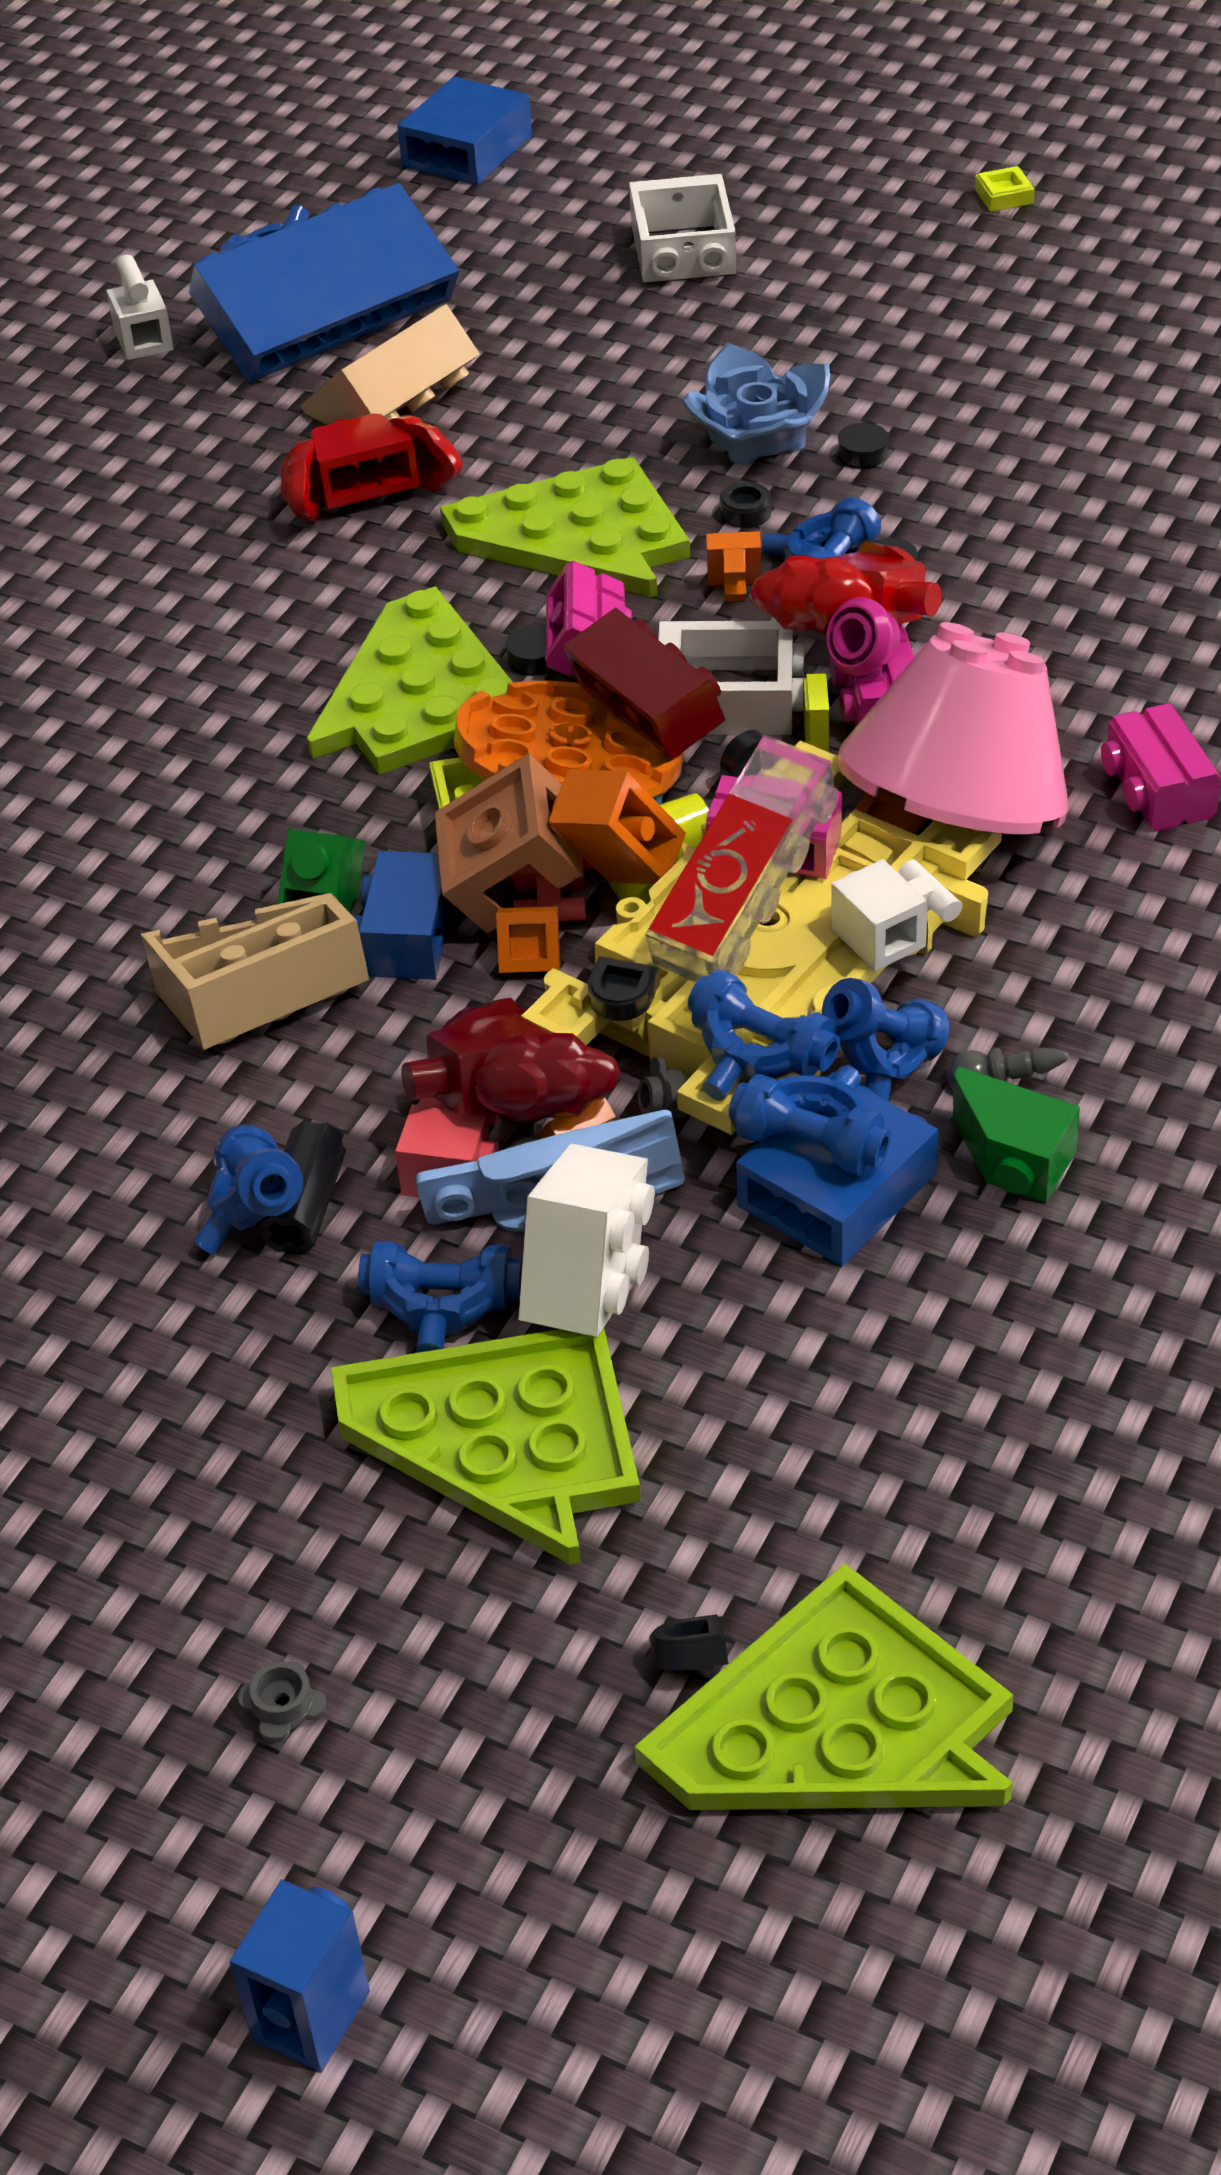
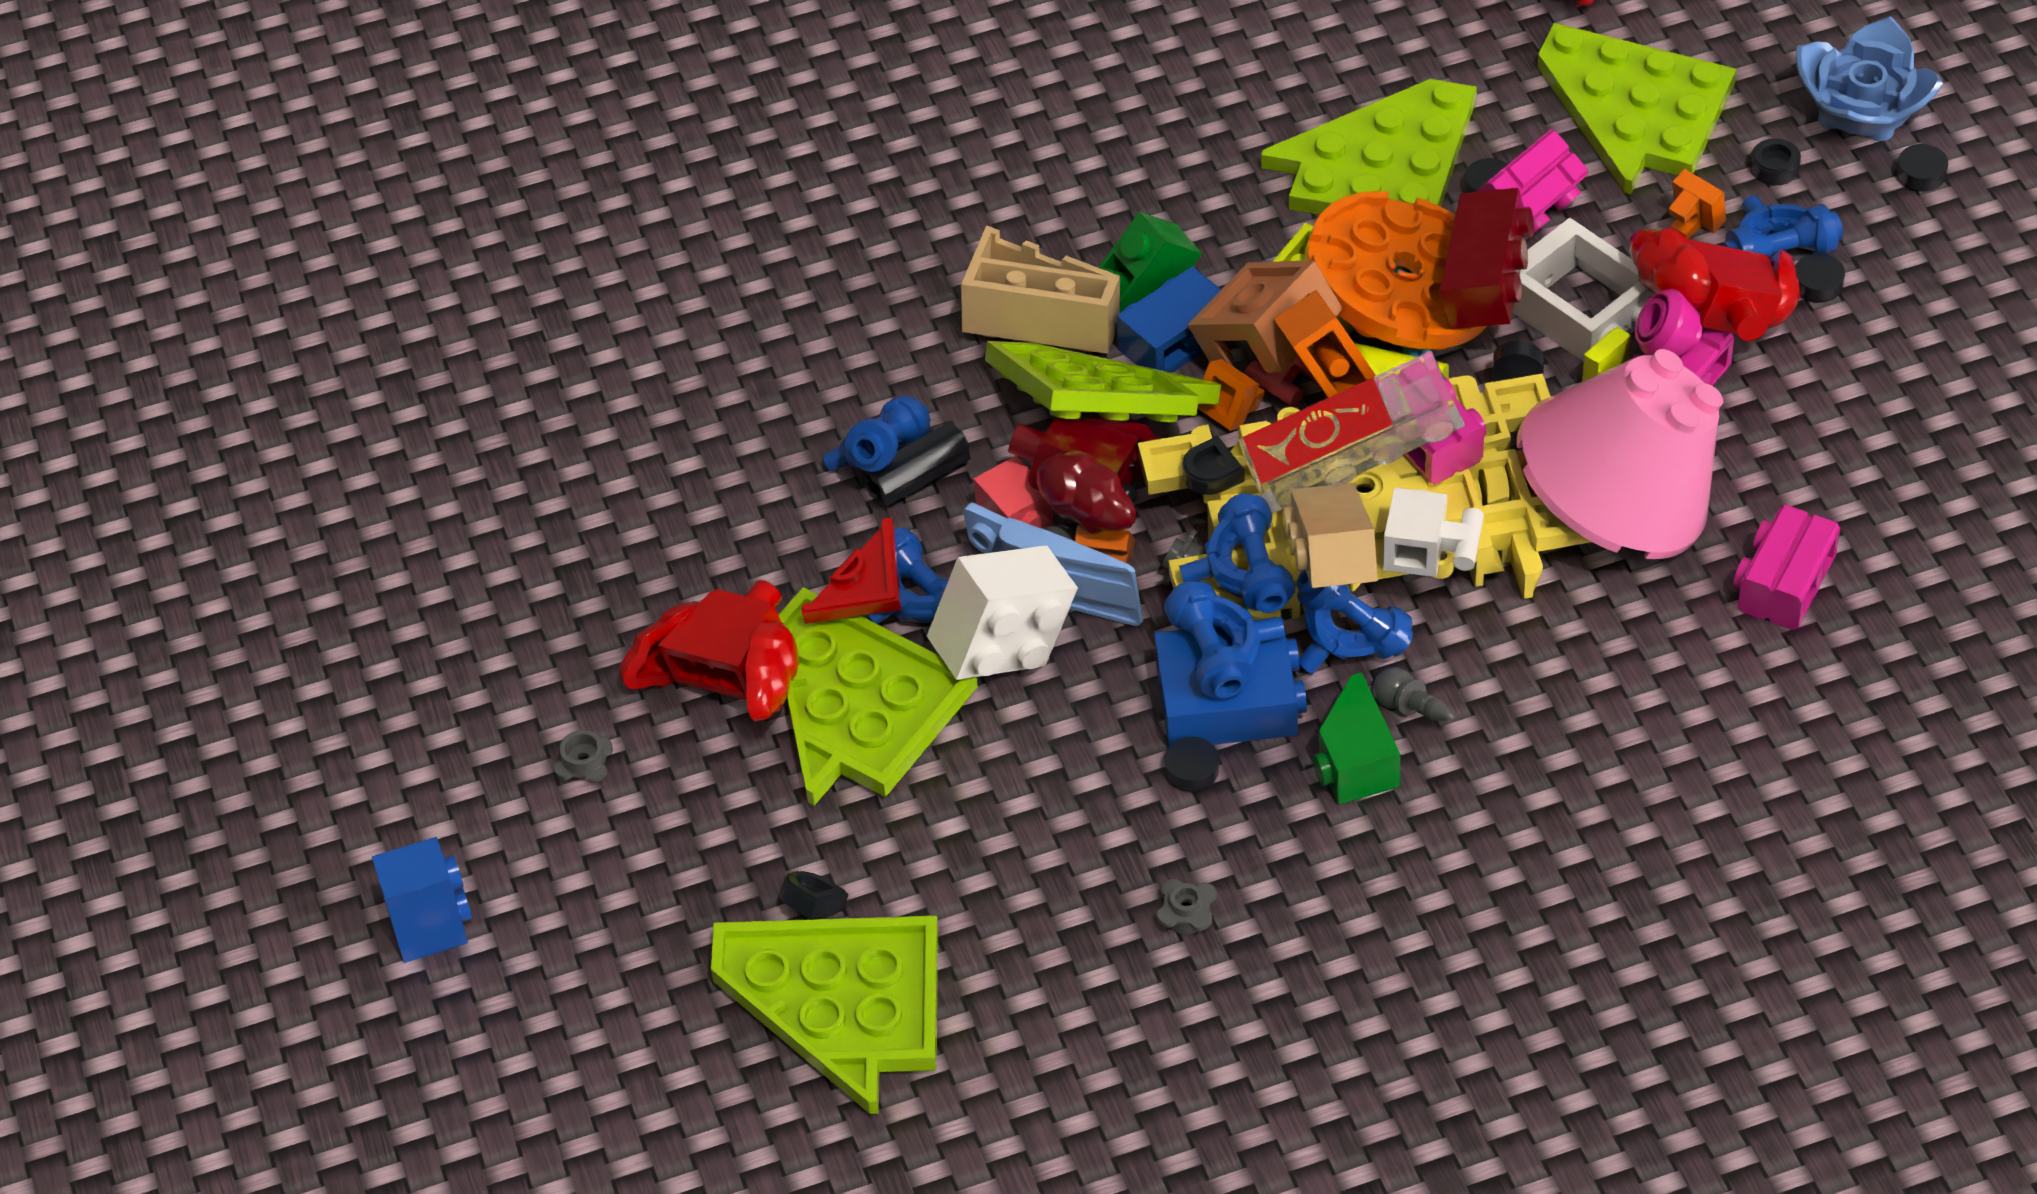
camera: 45 degrees right, 5 degrees up
(328, 1473) = (721, 646): none -> red torso
(401, 1312) = (863, 582): none -> red tile
(417, 997) = (1087, 383): none -> lime wing
(842, 948) = (1331, 535): none -> tan brick
(886, 1260) = (1191, 764): none -> black tile
(1048, 1394) = (1186, 918): none -> dark grey plate

